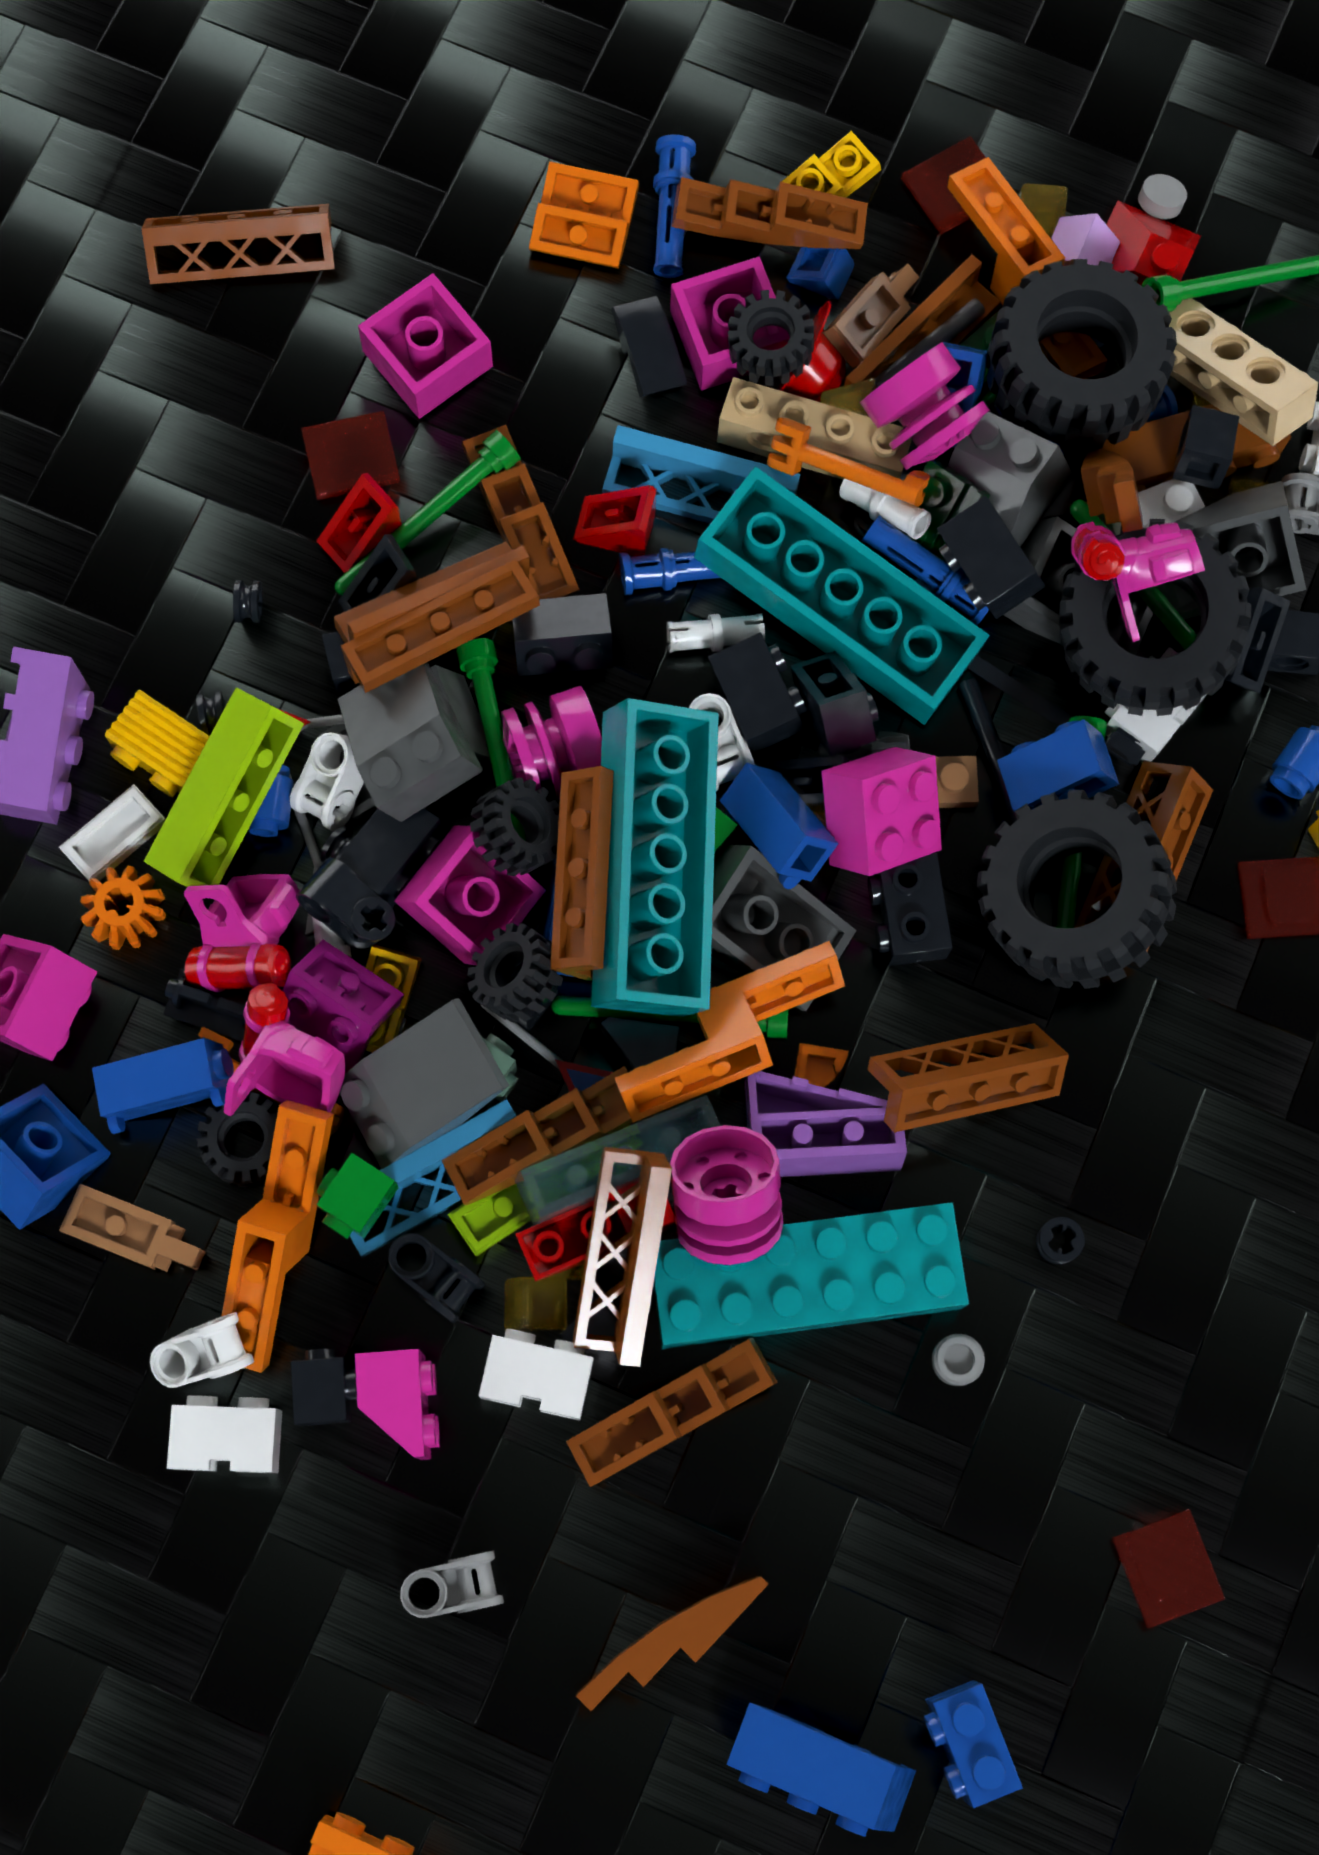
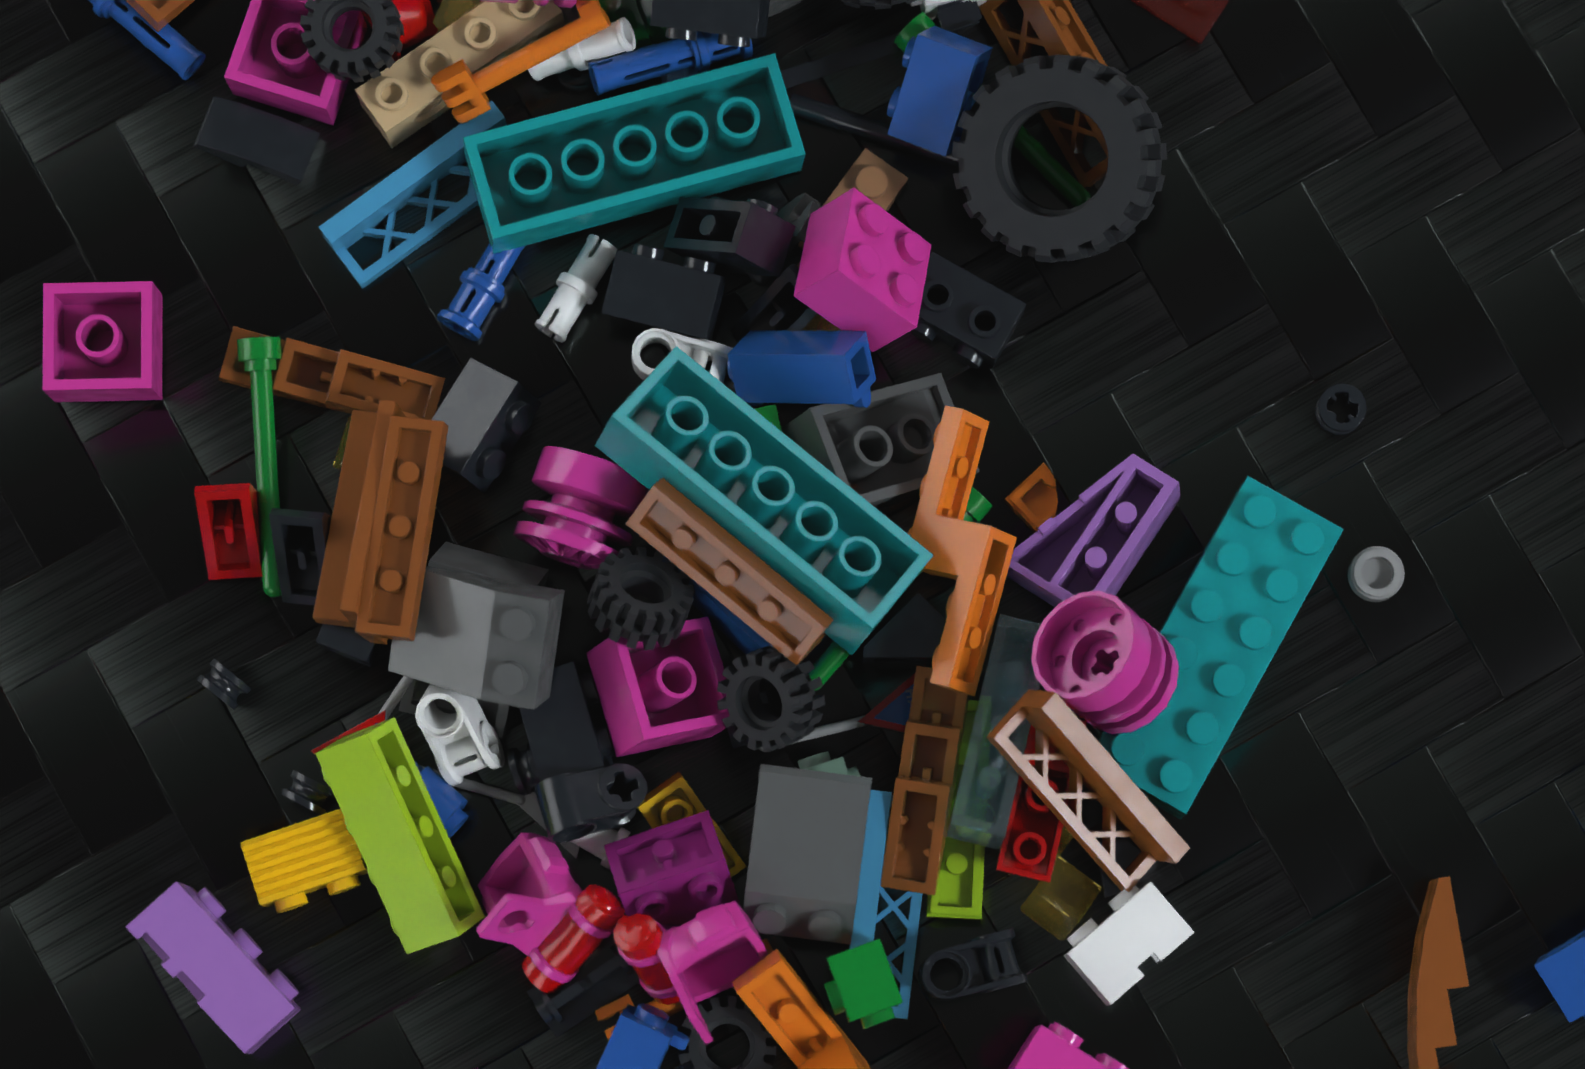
camera: 50 degrees left, 5 degrees up
(113, 834) = (352, 964): white tile -> none
(141, 911) = (425, 986): orange gear -> none
(348, 448) = (150, 487): clear red piece -> none
(478, 661) = (452, 522): green piece -> none
(584, 215) = (77, 100): orange slope -> none
(618, 520) = (403, 295): red slope -> none
(671, 1412) = (1241, 850): dark orange slope -> none
(975, 1083) = (1162, 374): dark orange fence -> none

